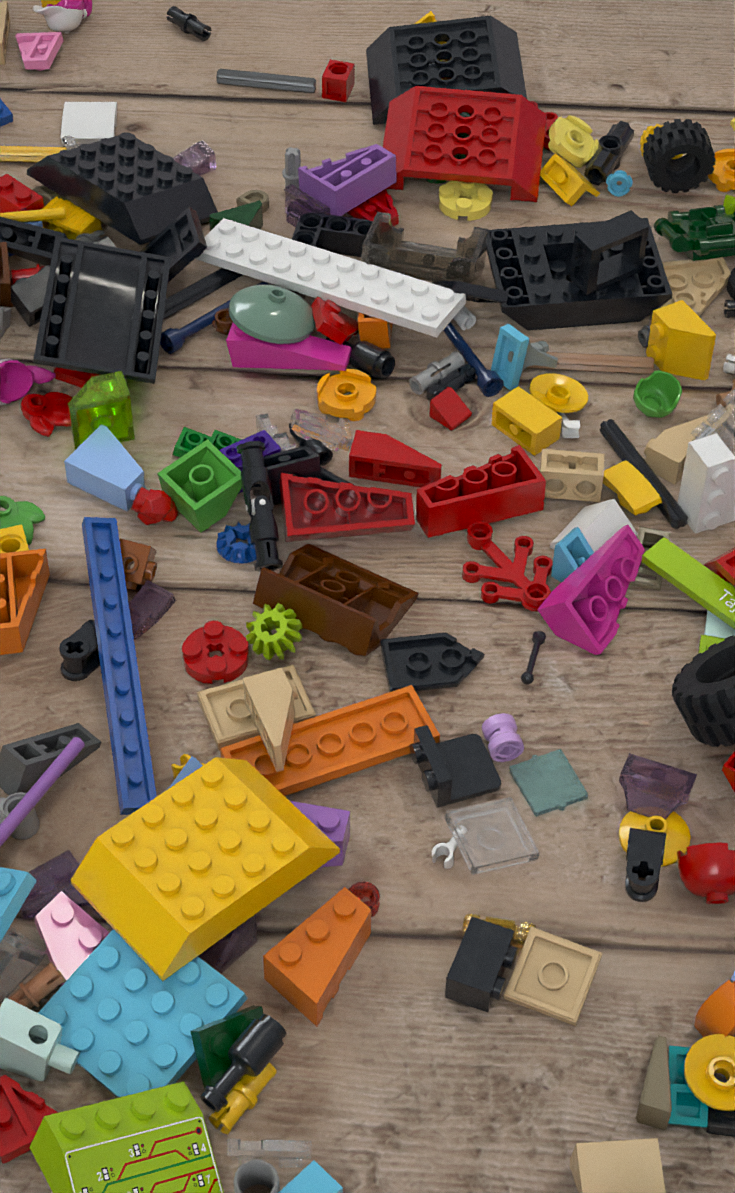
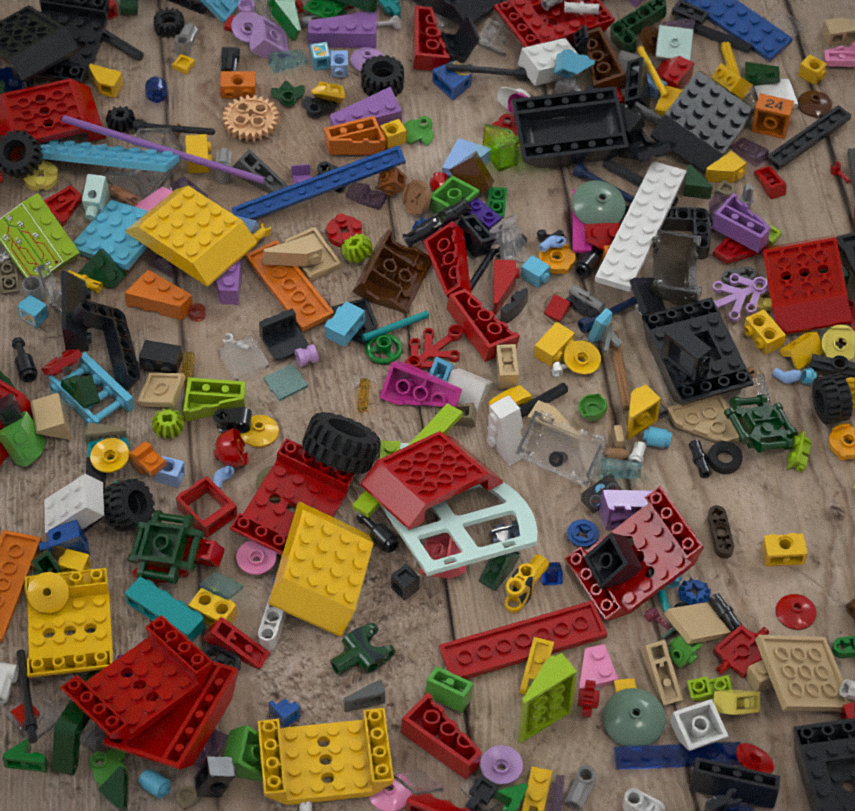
camera: 80 degrees right, 5 degrees up
(45, 125) = (761, 73): none -> dark green wing
(53, 142) = (731, 81): none -> yellow brick
(54, 78) = (812, 69): none -> yellow brick
(60, 699) = (300, 172): none -> medium lavender slope
(114, 90) = (814, 103): none -> reddish brown dish
(144, 114) = (772, 116): none -> orange brick
(149, 450) = (473, 172): none -> reddish brown slope
(182, 105) = (808, 137): none -> black plate
(183, 533) = (416, 197): none -> medium nougat tile
(222, 184) = (726, 168): none -> yellow slope
(247, 95) = (837, 171): none -> red hand
(248, 1056) = (94, 272): black piece -> none
(252, 156) = (771, 183): none -> red slope
(300, 396) = (542, 236): none -> black arm
(324, 385) = (552, 242): none -> light blue arm
(341, 1113) = (72, 292): none -> black slope
(374, 416) = (535, 271): none -> medium azure brick
(428, 217) = (746, 272): none -> dark grey beam
(438, 1036) = (117, 337): none -> black beam
(439, 449) = (518, 302): none -> black slope
(453, 609) = (394, 326): none -> teal bar
(456, 662) = (345, 323): none -> medium azure brick
(461, 190) = (740, 294): none -> lavender plant
(474, 1141) = (68, 358): none -> red wing
(494, 626) = (384, 347): none -> green piece
(537, 205) = (764, 332): none -> yellow brick
(538, 638) = (385, 369): black hinge -> none
(542, 1064) = (102, 378): none -> medium azure fence
(562, 1109) = (82, 390): none -> dark green slope
(591, 888) = (209, 395): none -> lime wedge
(594, 672) = (363, 395): none -> clear yellow axle
(615, 204) = (787, 377): none -> light blue arm
(638, 972) = (167, 423): none -> lime gear
(654, 786) = (283, 421): slope -> none
(716, 379) = (618, 437): none -> tan tile
(723, 340) = (657, 437): none -> medium azure brick

